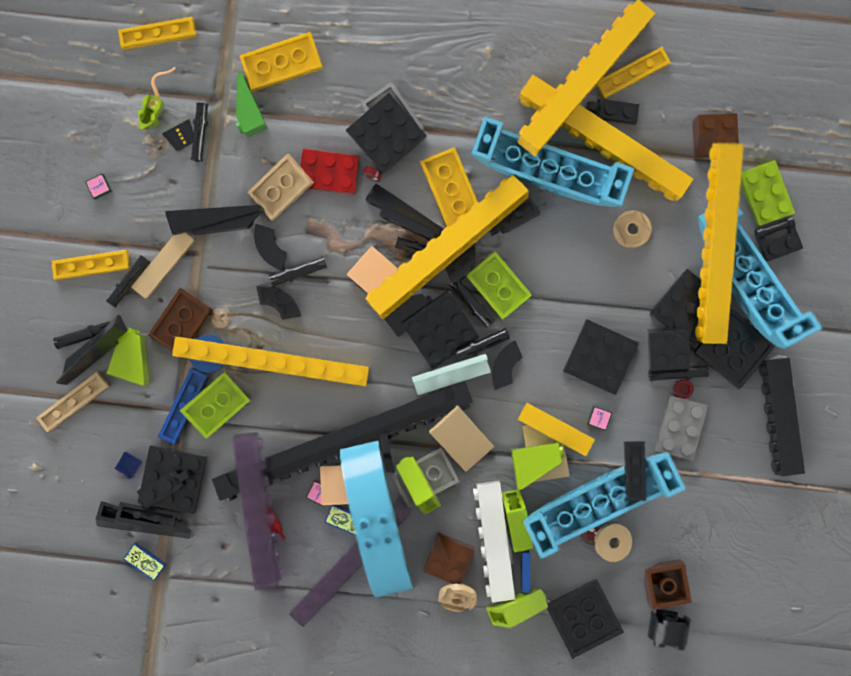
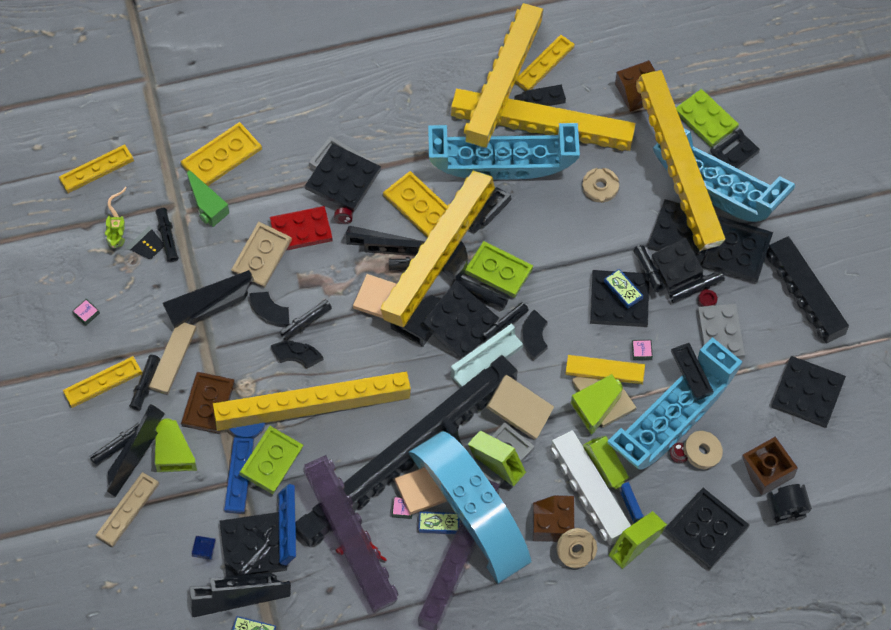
camera: 25 degrees left, 25 degrees down
(205, 477) = (287, 526): none -> blue tile
(607, 353) = (623, 288): none -> tile
(640, 348) = (651, 273): none -> black pin
(736, 518) = (808, 391): none -> black plate

